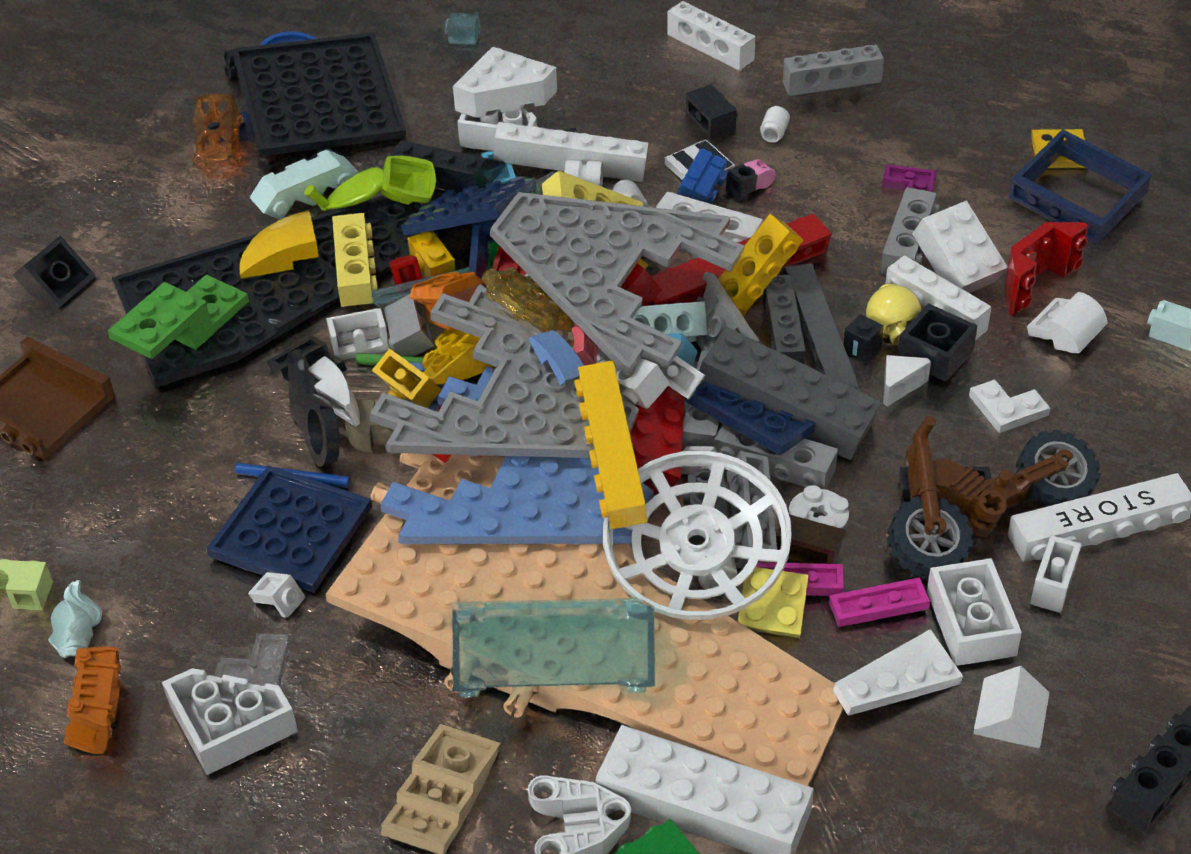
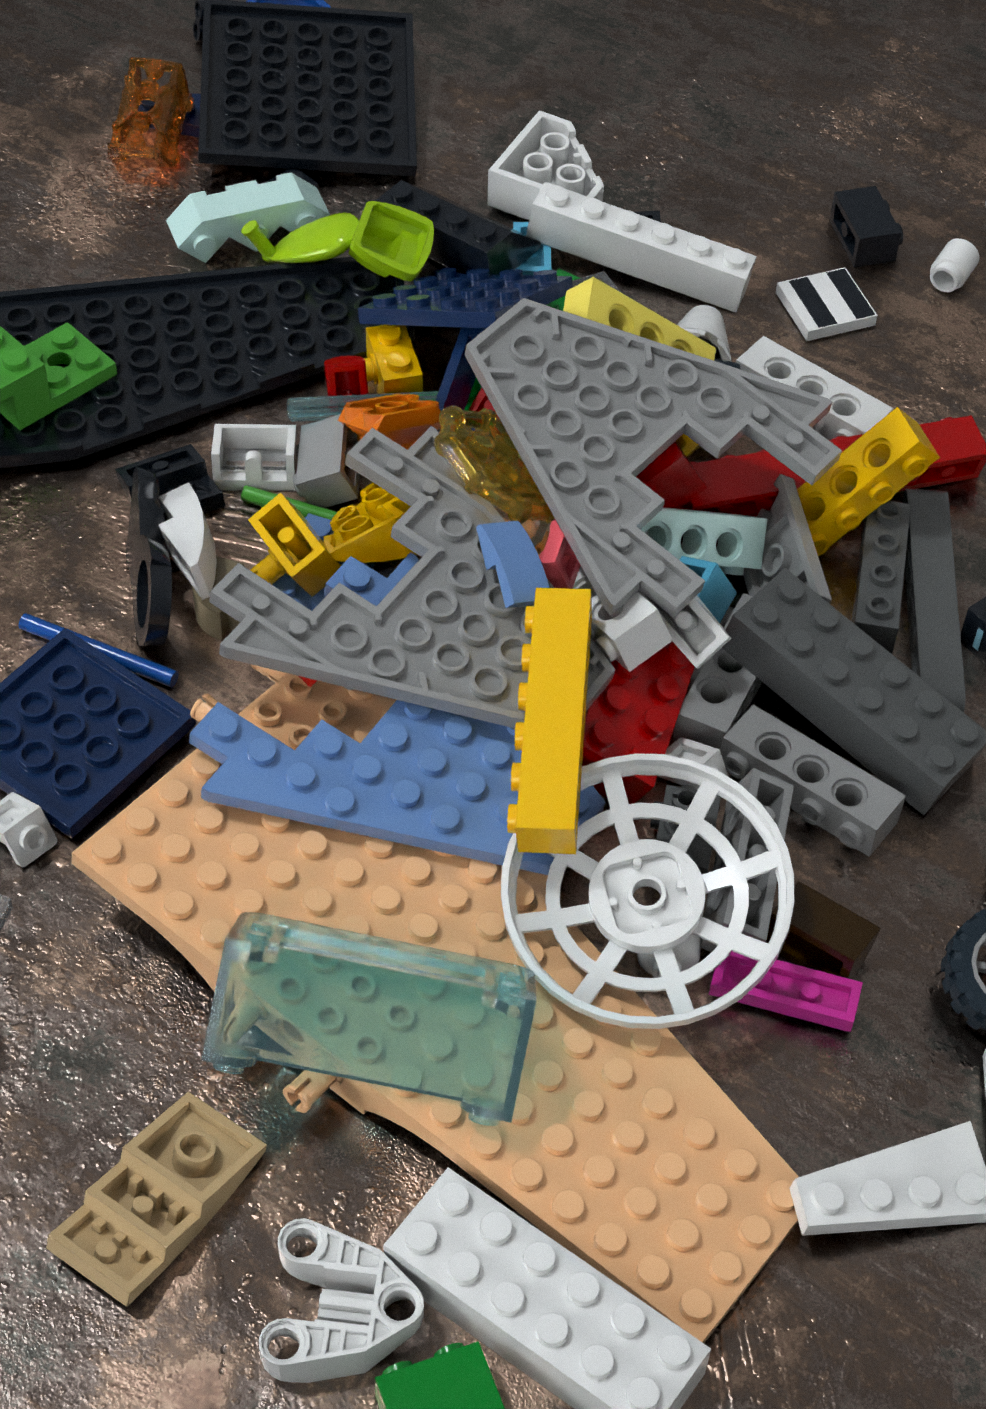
camera: 10 degrees right, 5 degrees up
(279, 245) = (184, 300): yellow brick -> none
(353, 259) = (279, 343): light yellow brick -> none
(463, 28) = (543, 32): clear light blue brick -> none
(504, 83) = (570, 125): white brick -> none
(591, 171) = (651, 288): white wheel -> none
(703, 177) = (823, 325): blue brick -> none
(711, 35) = (898, 112): white brick -> none
(748, 178) = (892, 340): black leg -> none
(750, 418) = (783, 718): dark blue wing -> none
(780, 608) = (747, 1032): light yellow plate -> none
(822, 501) = (861, 870): white plate -> none
(879, 602) = (903, 1057): dark pink plate -> none

